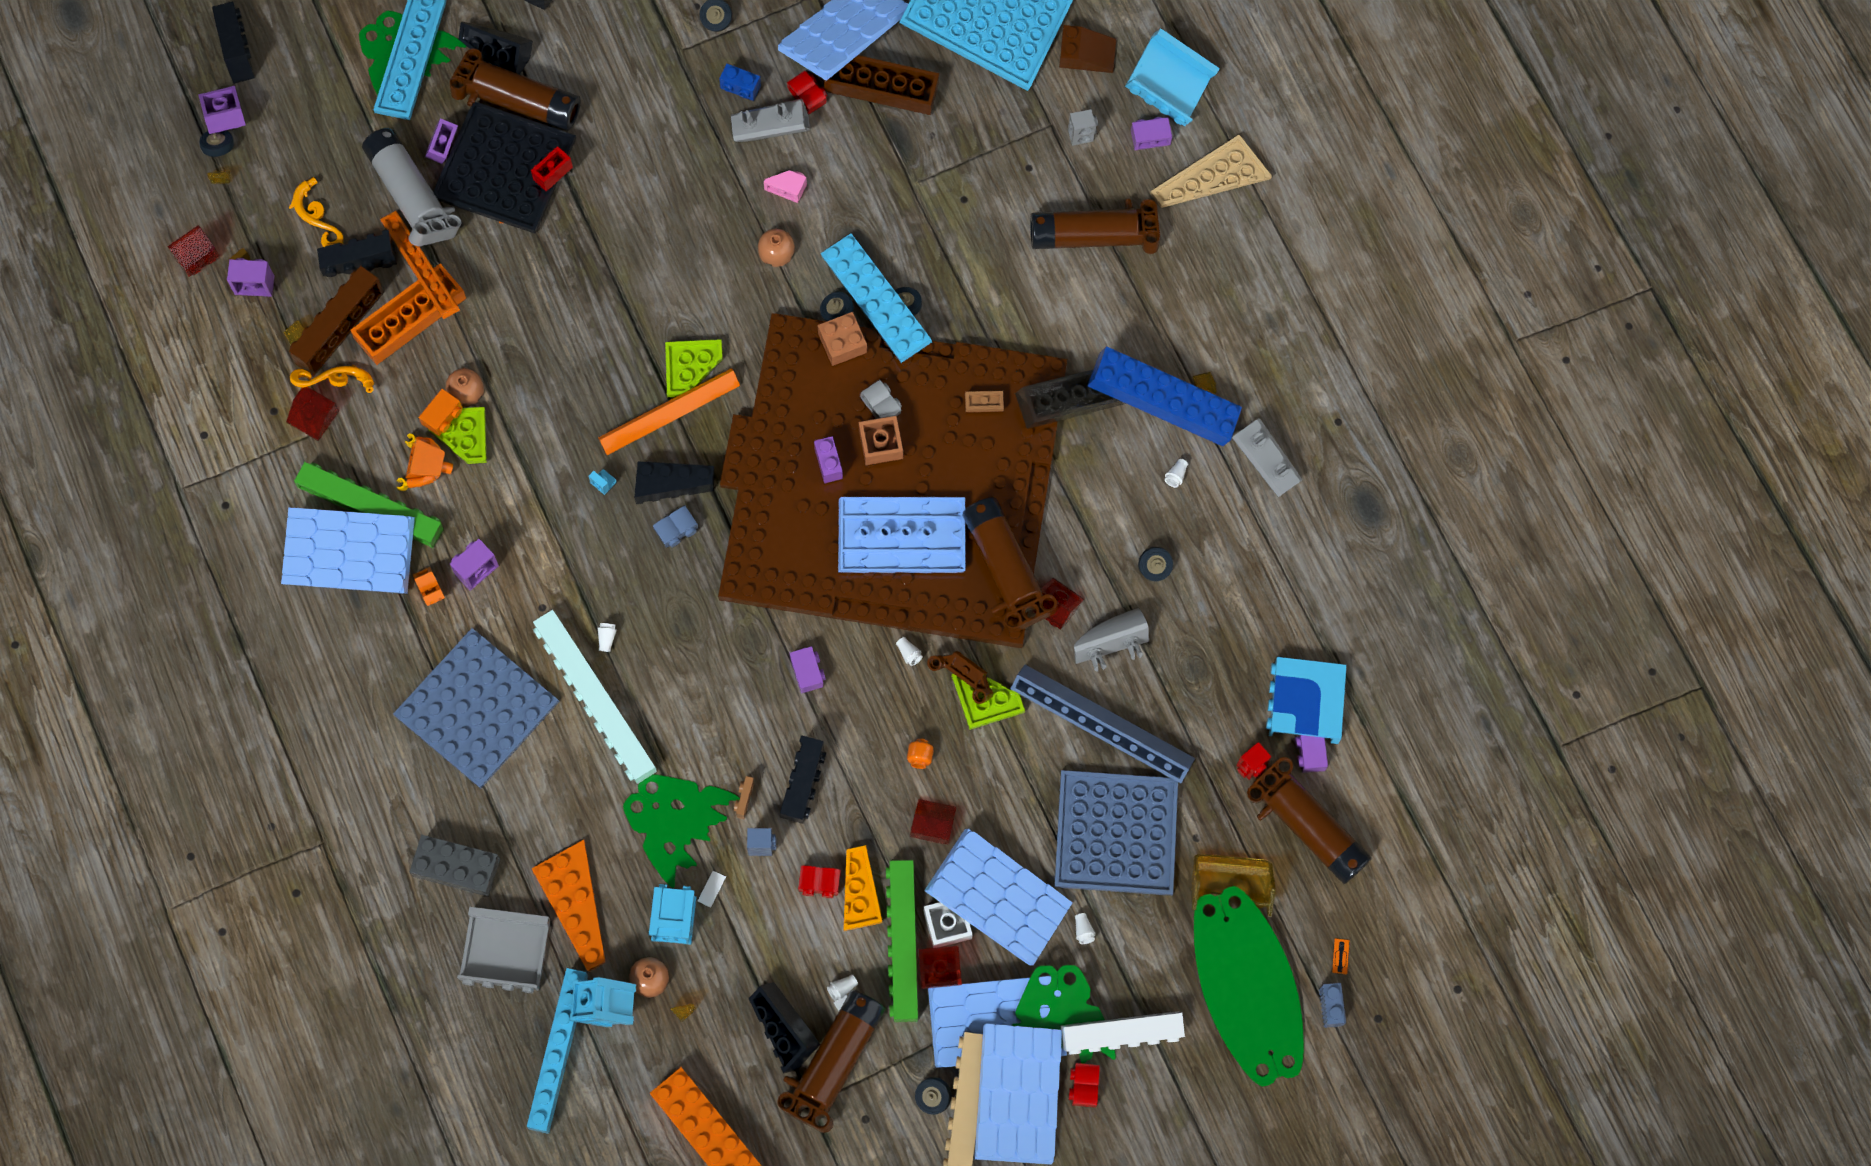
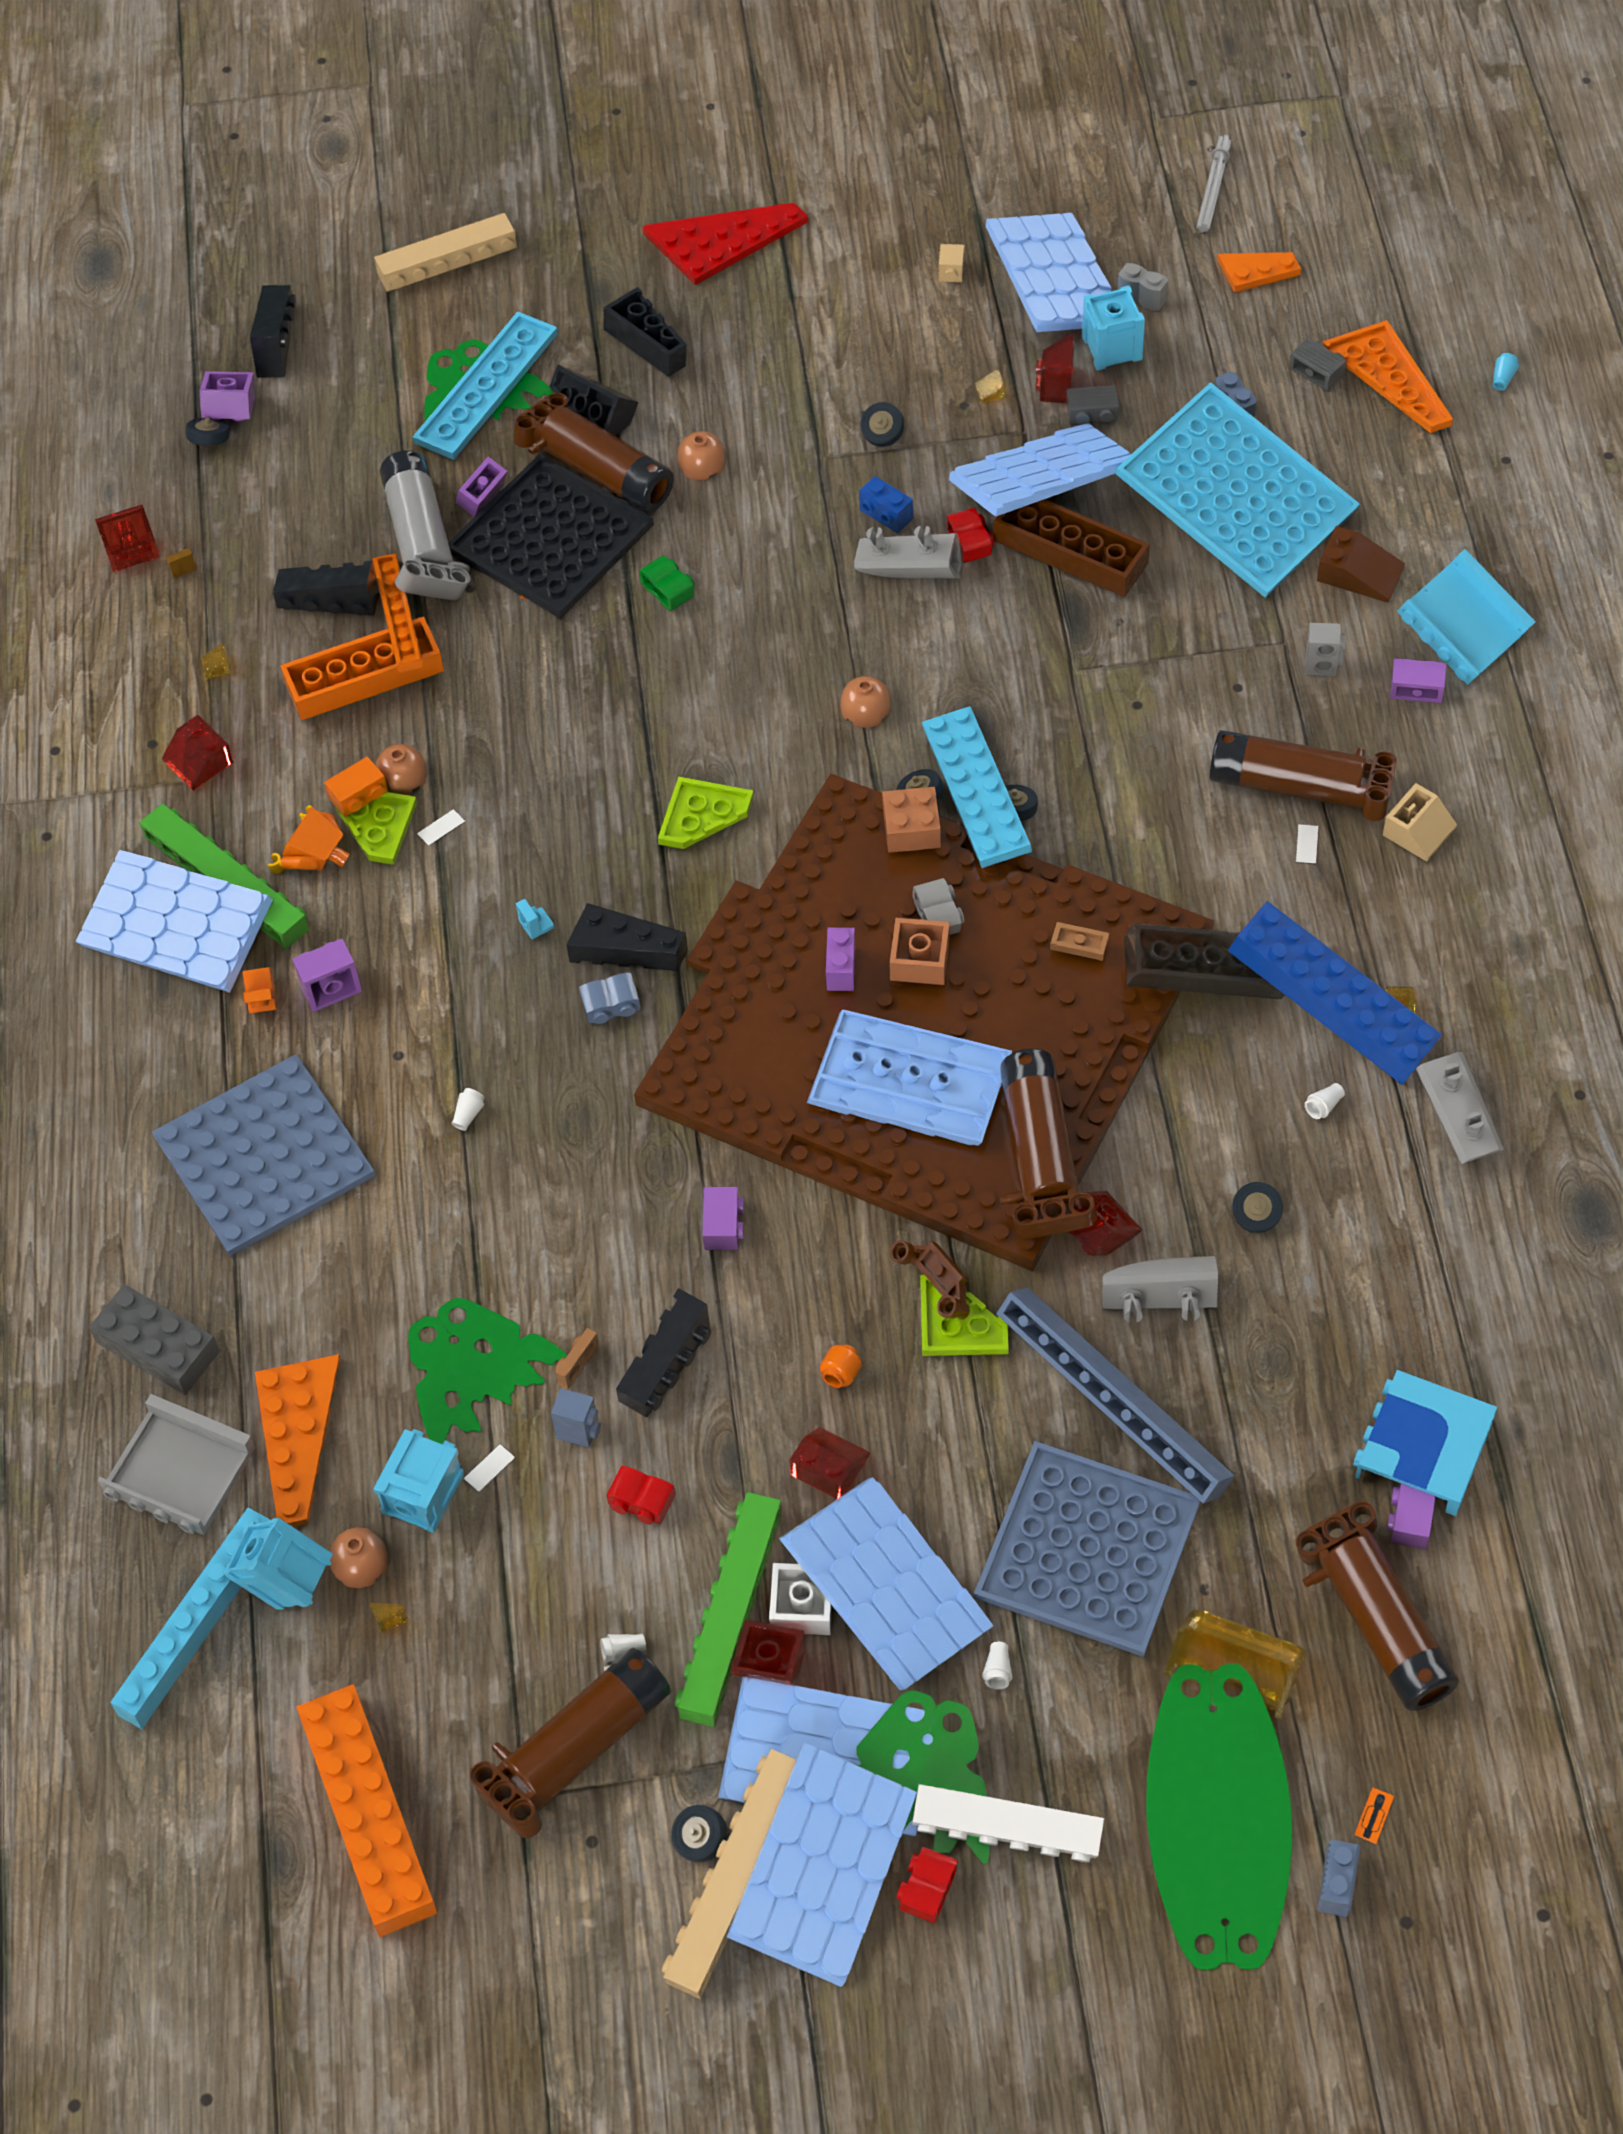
camera: 25 degrees right, 15 degrees down
(219, 177) = (195, 470): clear yellow slope -> none
(250, 277) = (184, 582): medium lavender brick -> none
(317, 207) = (298, 528): light orange plant -> none
(334, 378) = (242, 717): light orange plant -> none
(336, 320) = (256, 658): reddish brown brick -> none
(508, 423) = (441, 827): none -> white sticker
(551, 168) = (606, 542): red brick -> none
(592, 73) = (701, 455): none -> nougat cylinder
(594, 696) = (423, 1180): light aqua brick -> none
(603, 186) = (667, 582): none -> green brick
(669, 411) = (653, 859): orange tile -> none
(783, 1026) = (518, 1674): black wedge -> none
(787, 185) = (905, 633): bright pink slope -> none
(861, 900) = (692, 1530): light orange wing -> none
(910, 653) = (871, 1232): white cone -> none
(1110, 279) = (1307, 843): none -> white sticker
(1183, 247) = (1419, 822): none -> tan slope
(1219, 171) = (1502, 745): tan wing -> none
(1253, 762) = (1318, 1498): red brick -> none

